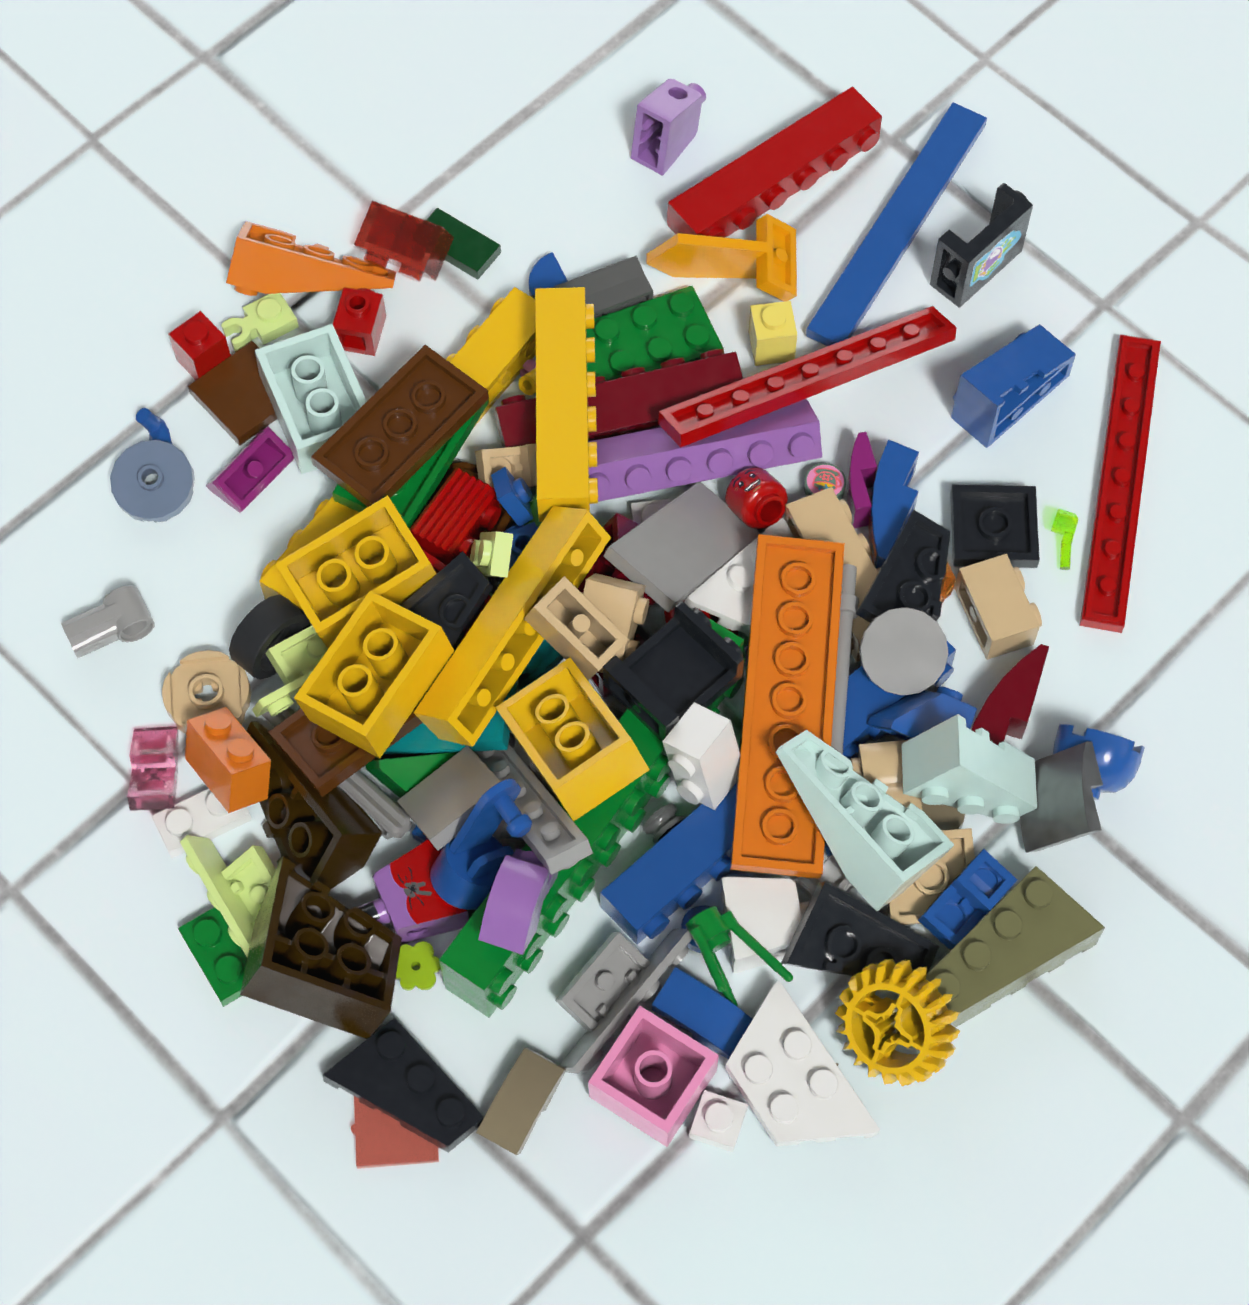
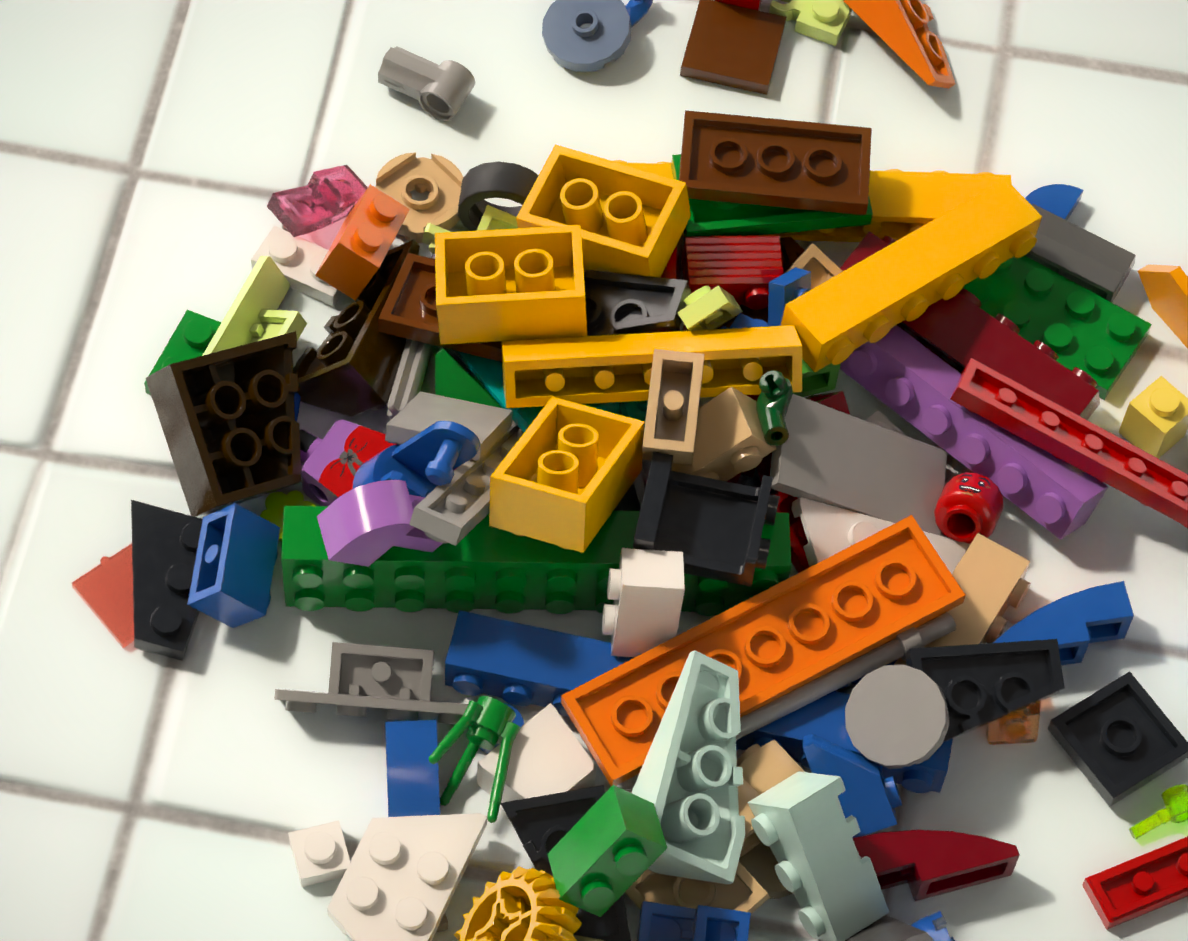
camera: 50 degrees right, 5 degrees down
(251, 470) = (660, 95): magenta slope -> none
(309, 389) = (772, 75): light aqua brick -> none
(360, 320) = (875, 82): red brick -> none
(403, 242) = (982, 65): clear red brick -> none
(441, 1032) = (234, 566): none -> blue brick
(469, 249) = (1026, 112): dark green tile -> none
(521, 1101) = (219, 672): dark tan slope -> none
(615, 564) = (773, 406): none -> dark green arm
(653, 1076) = (315, 763): bright pink brick -> none
(662, 822) = (576, 623): dark grey bush -> none
(823, 477) = (1045, 564): tile -> none
(860, 477) = (1068, 579): magenta slope -> none
(891, 911) = (607, 851): none -> green brick
(997, 606) = (1032, 789): tan brick -> none

